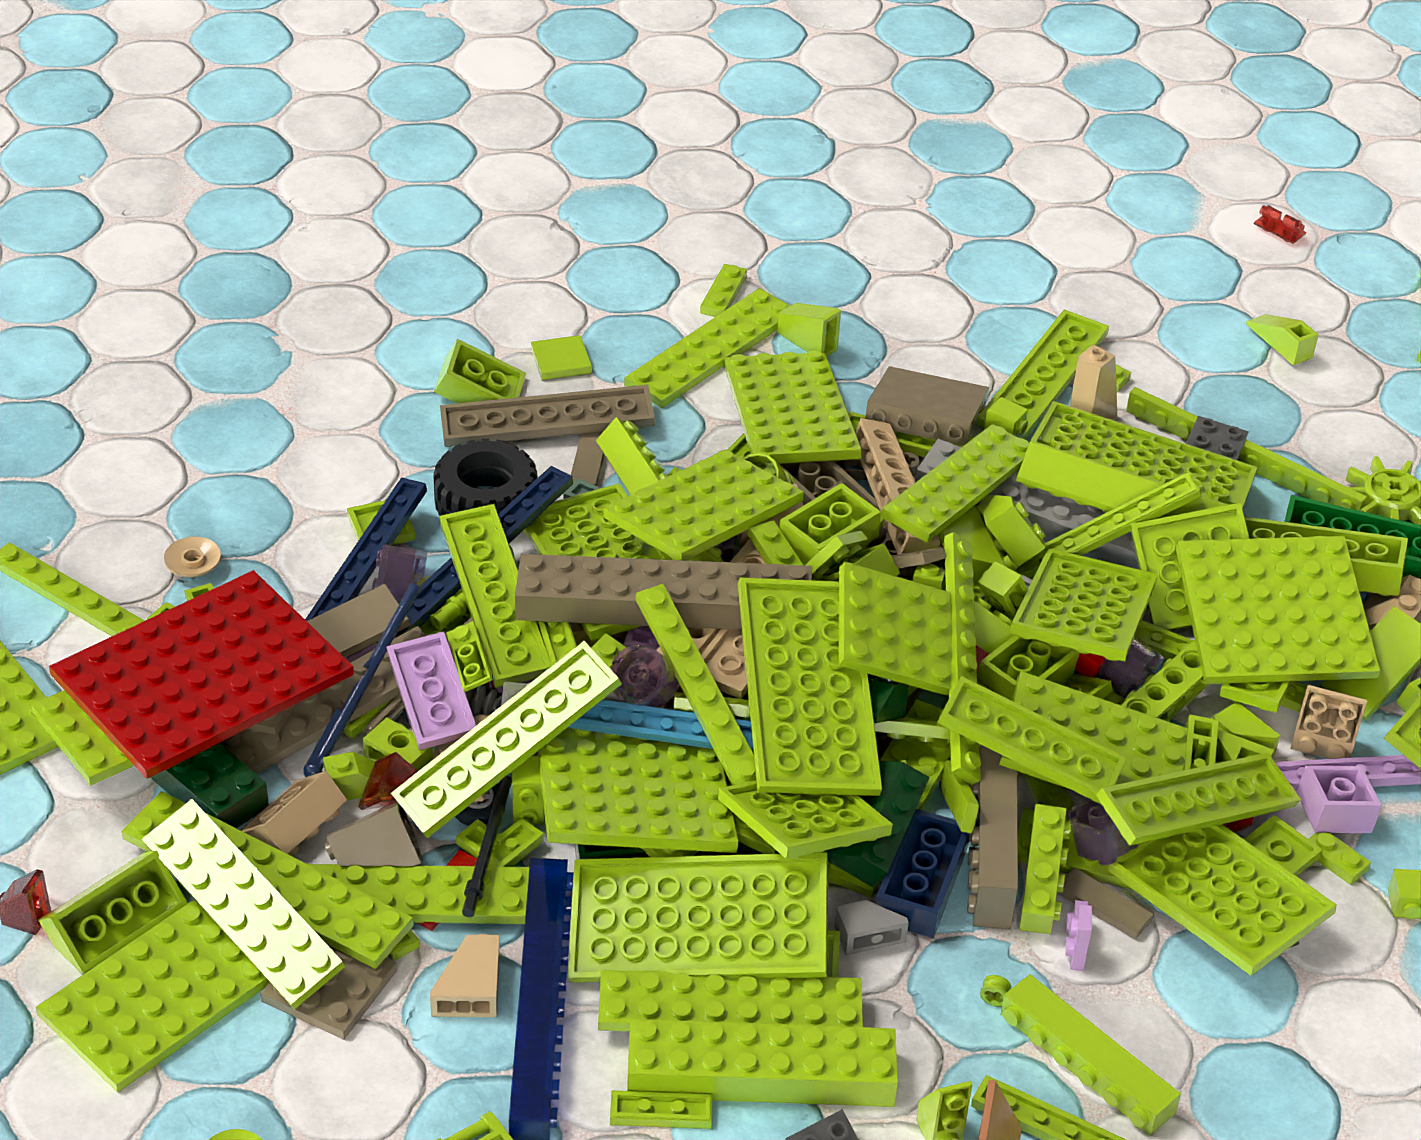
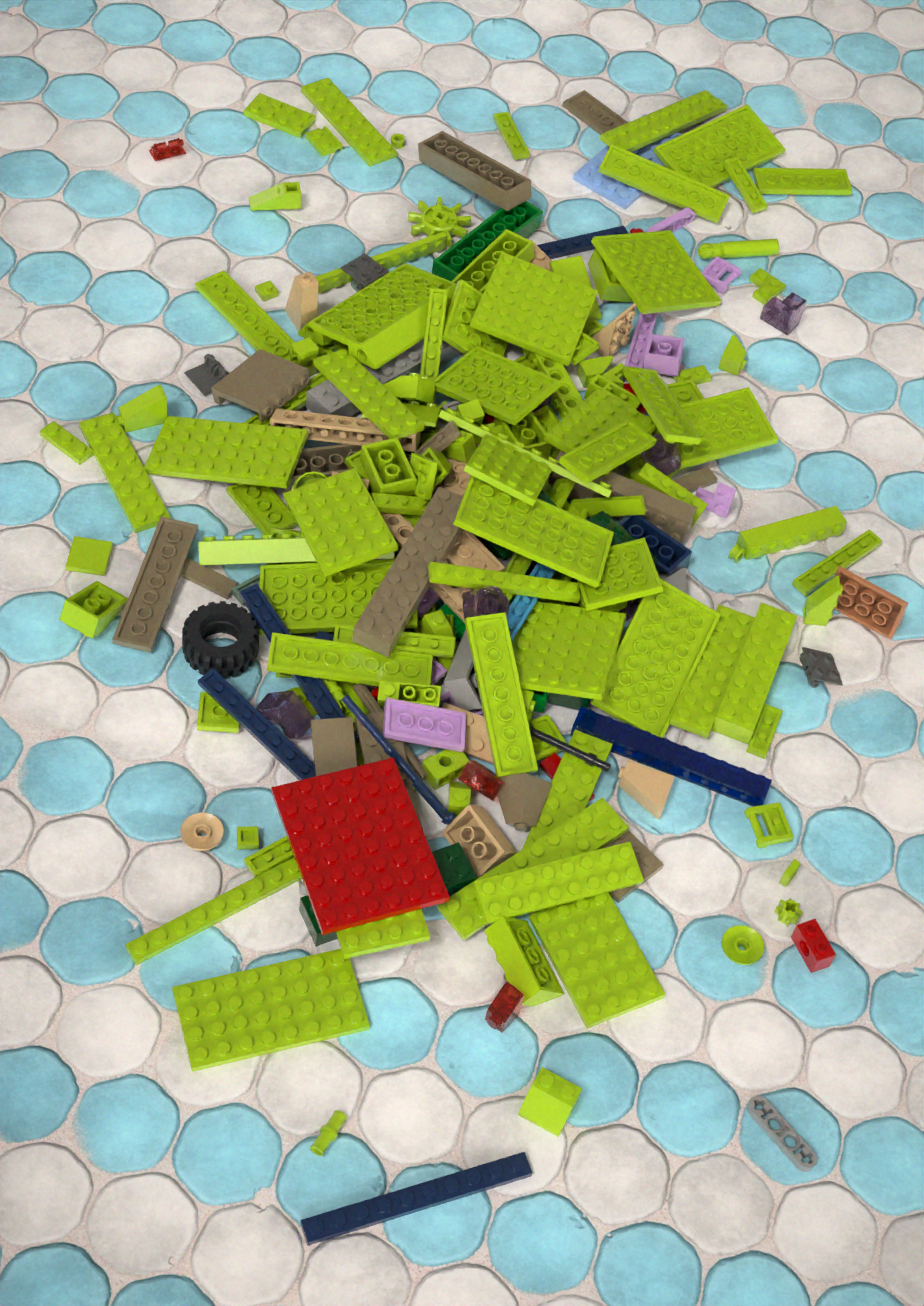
camera: 75 degrees left, 10 degrees up
(924, 363) = (206, 374): none -> dark grey hinge

